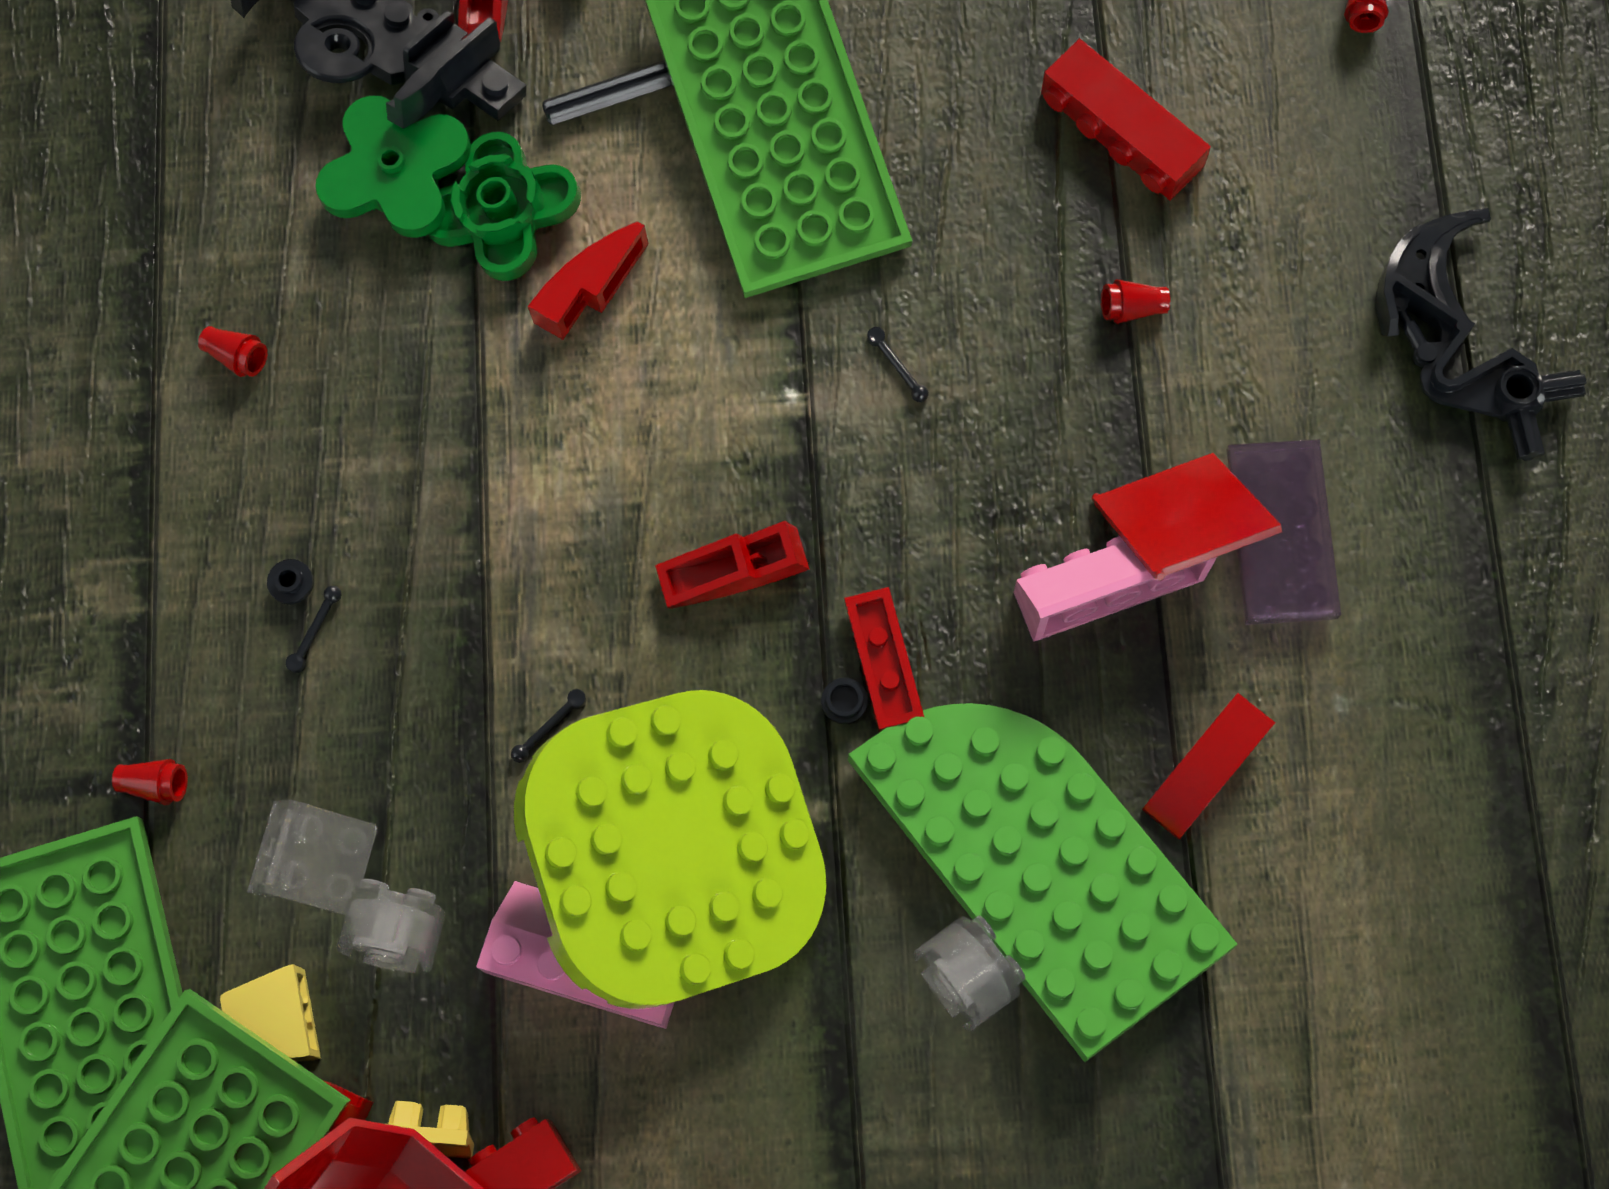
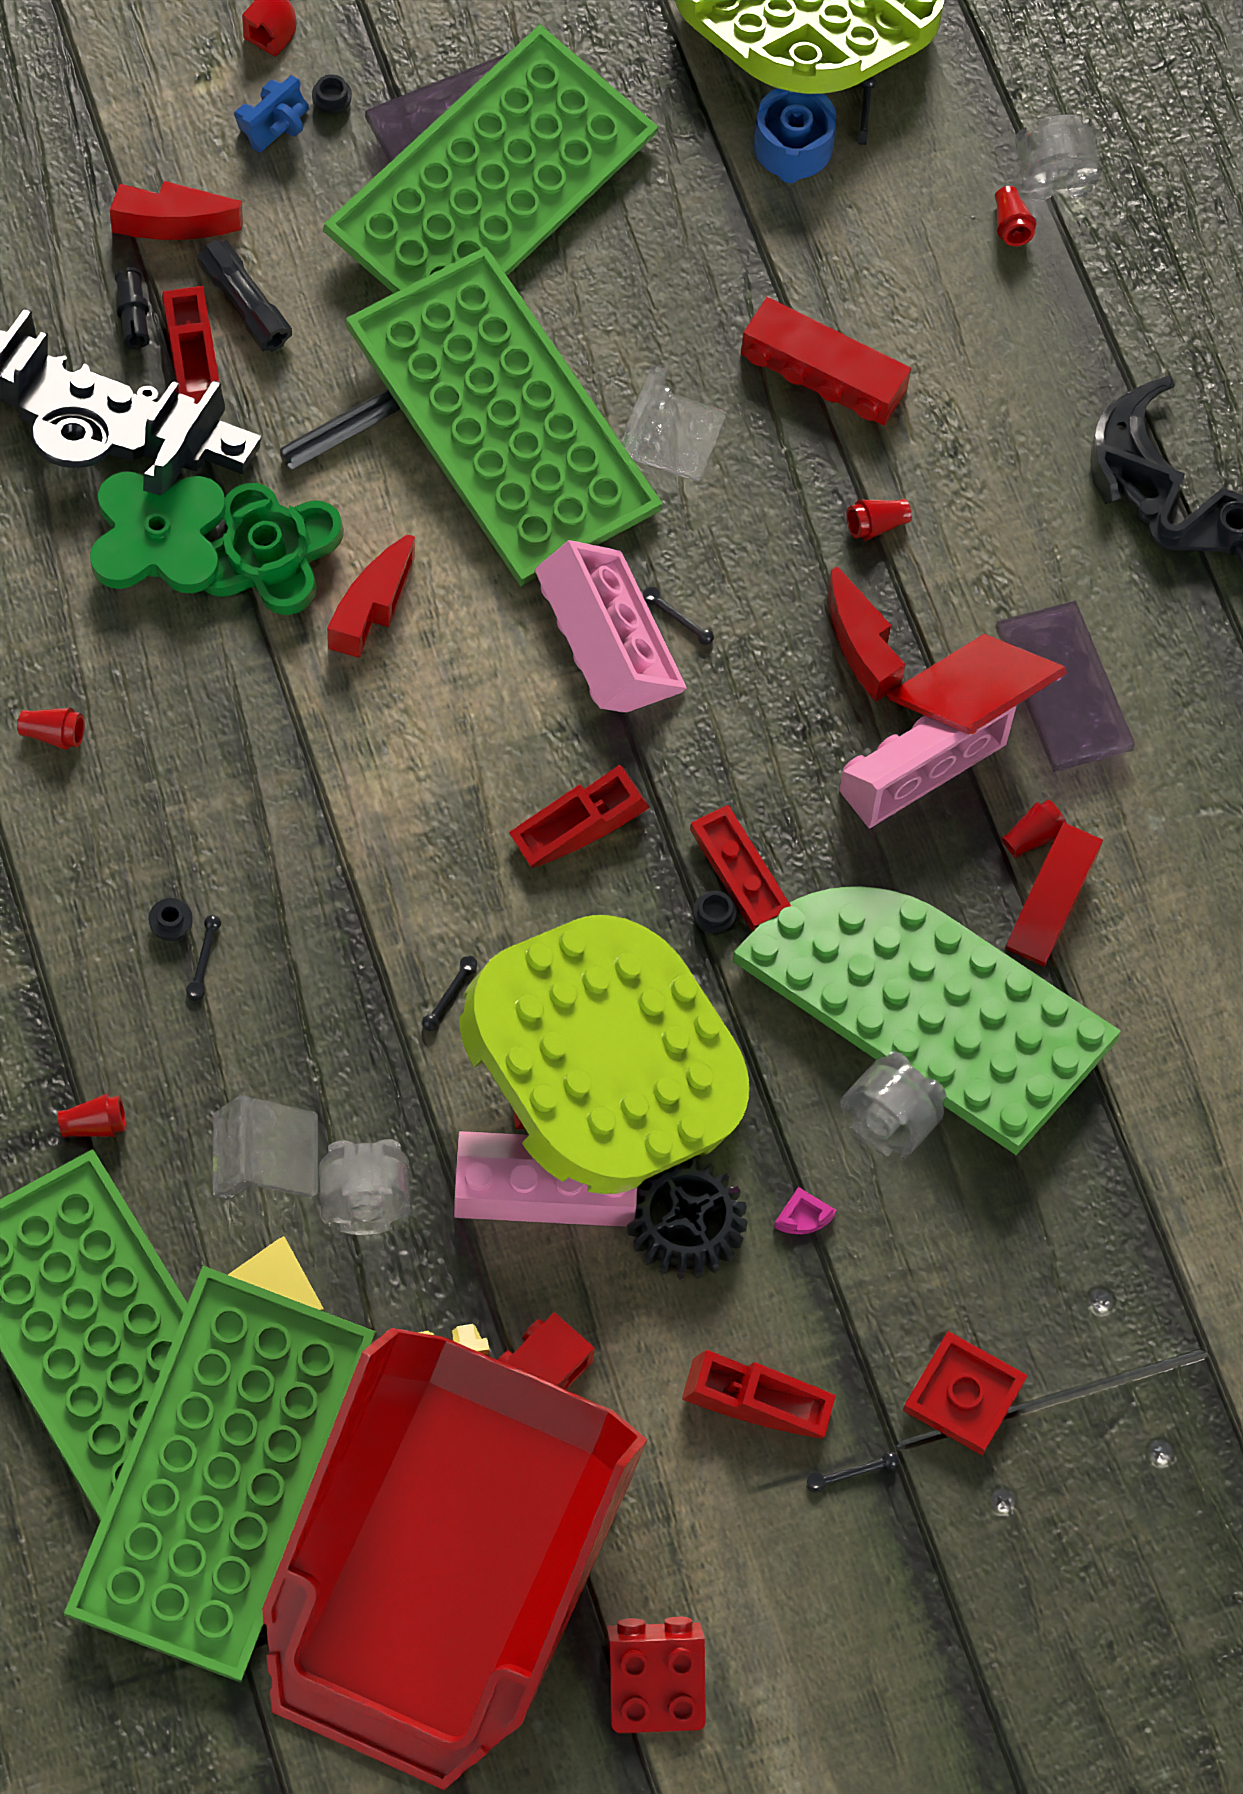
camera: 25 degrees left, 10 degrees down
(728, 1082) = (714, 1199): none -> black gear
(820, 363) = (608, 627): none -> bright pink slope
(846, 1061) = (804, 1214): none -> dark pink tile
(943, 160) = (672, 429): none -> clear bracket
(1082, 431) = (863, 637): none -> red slope
(1209, 685) = (1034, 829): none -> red cone

